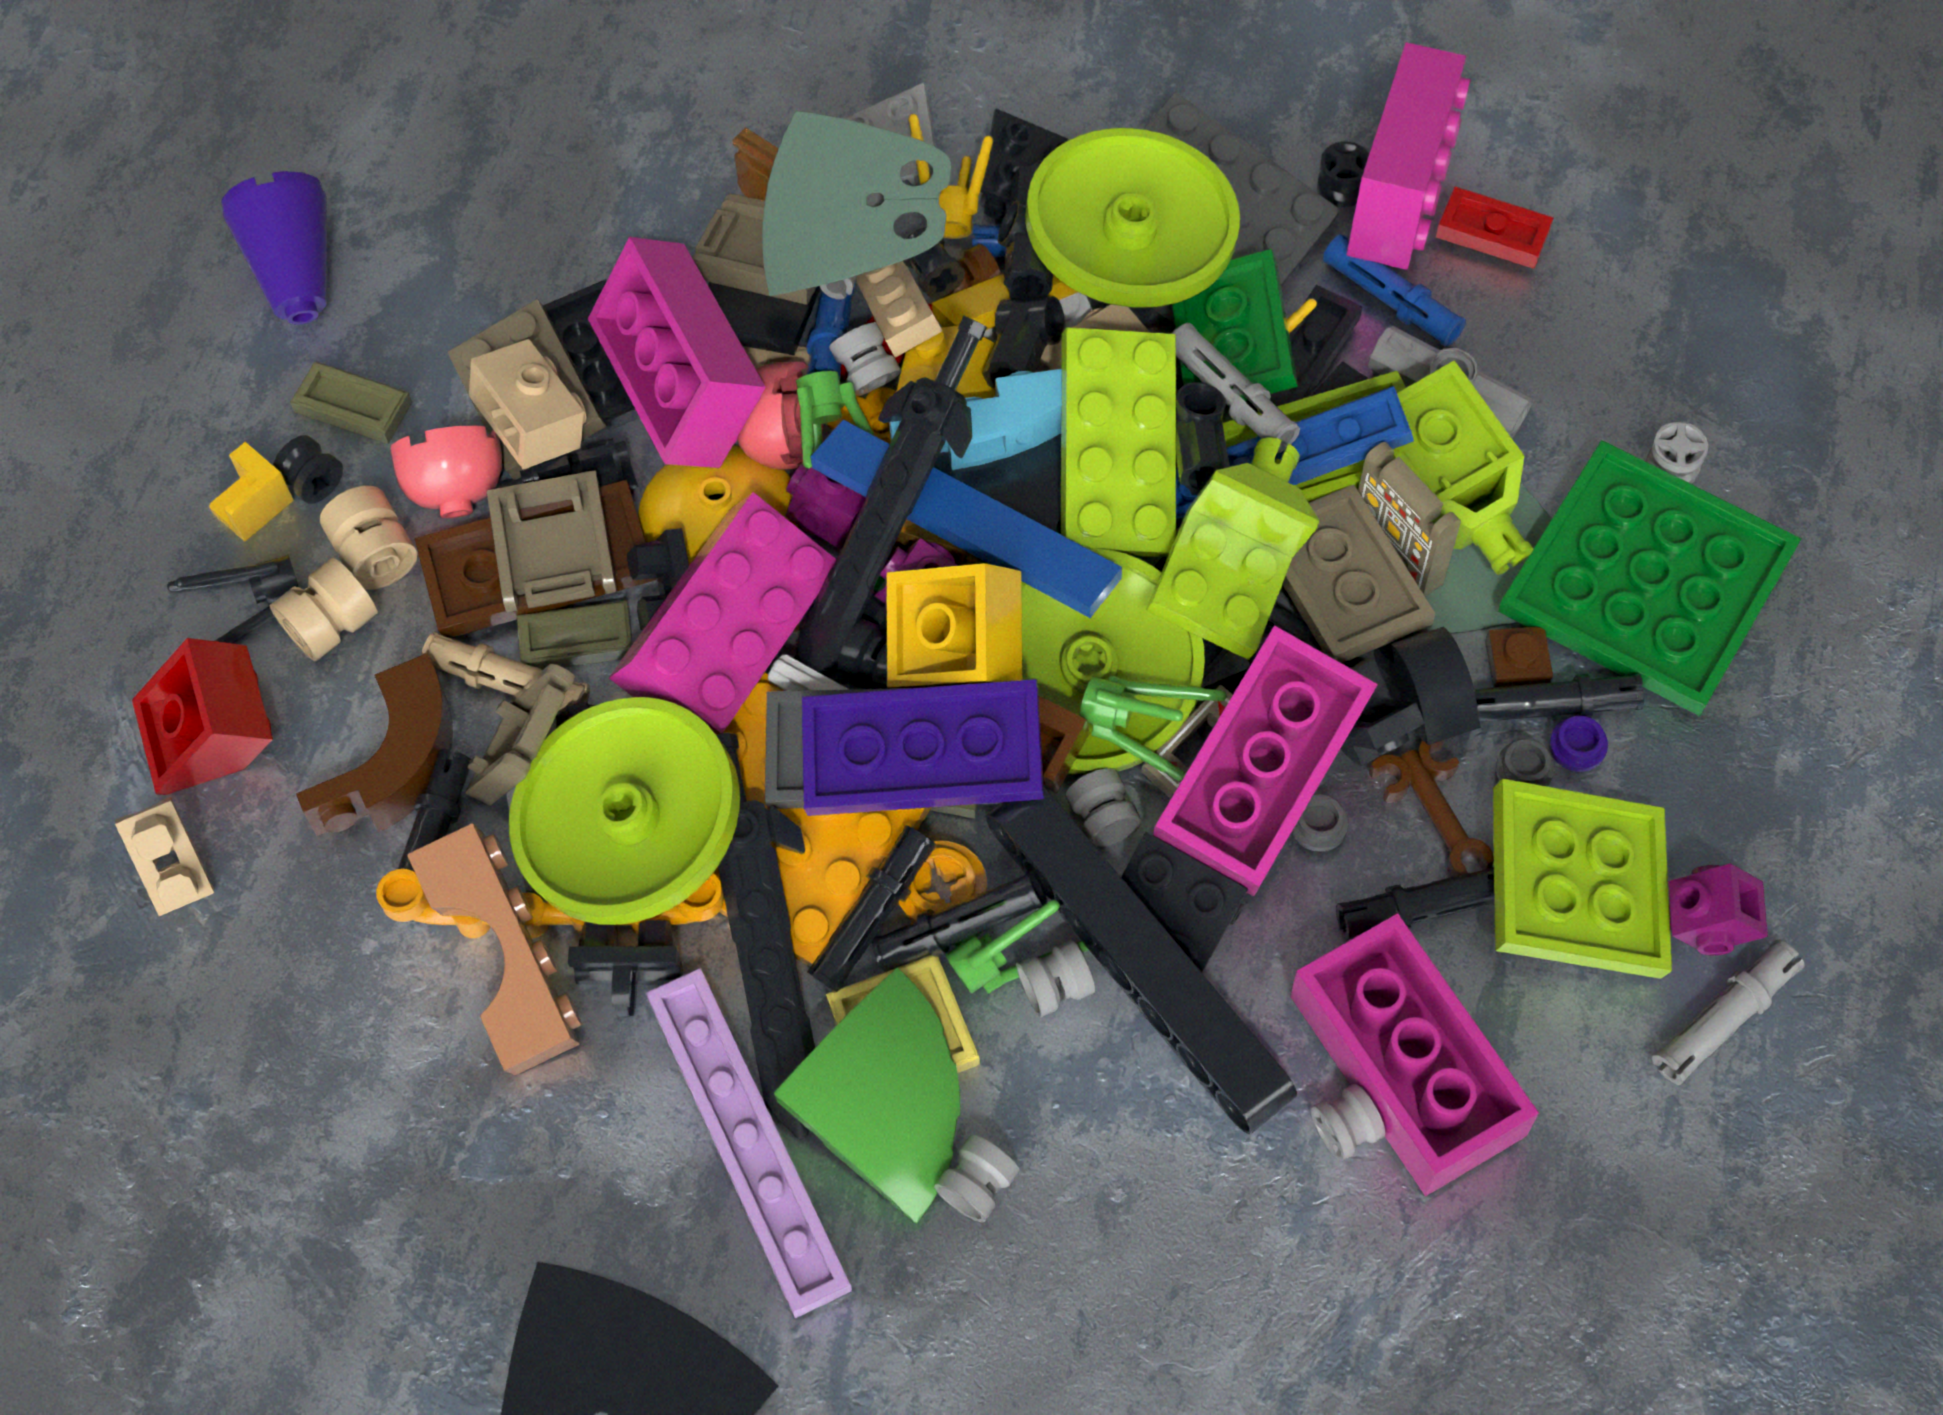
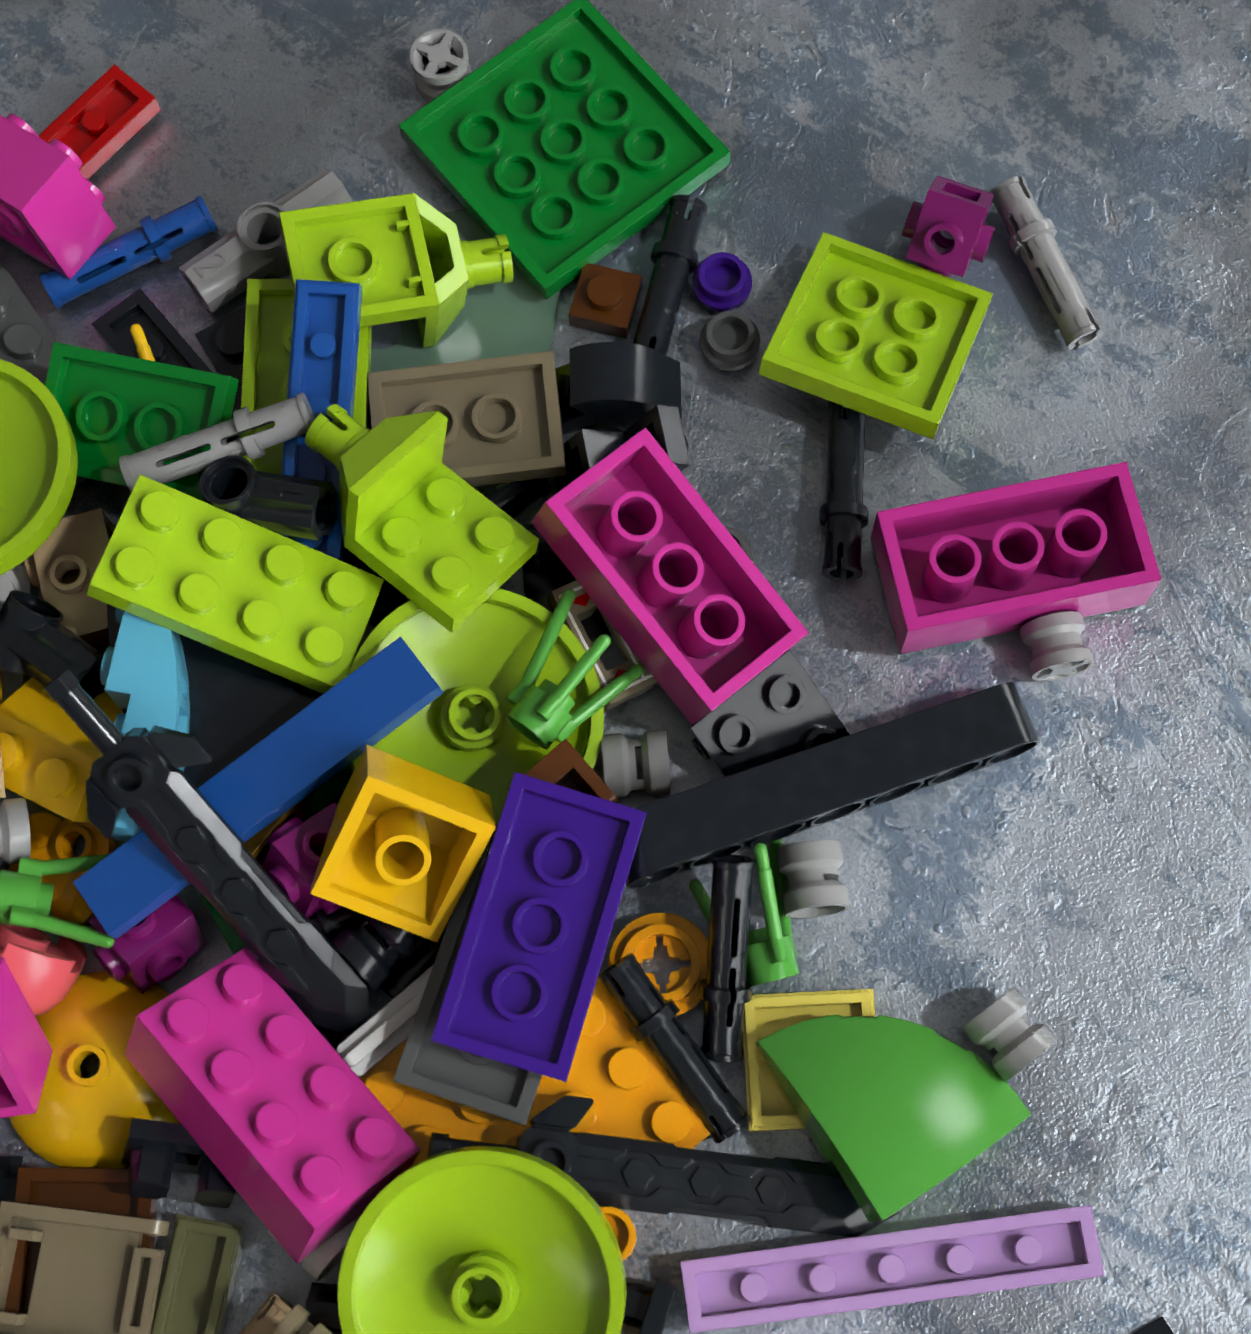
camera: 70 degrees left, 10 degrees up
(1406, 514) = (433, 330): dark tan container -> none
(1421, 773) = (705, 443): reddish brown bar -> none

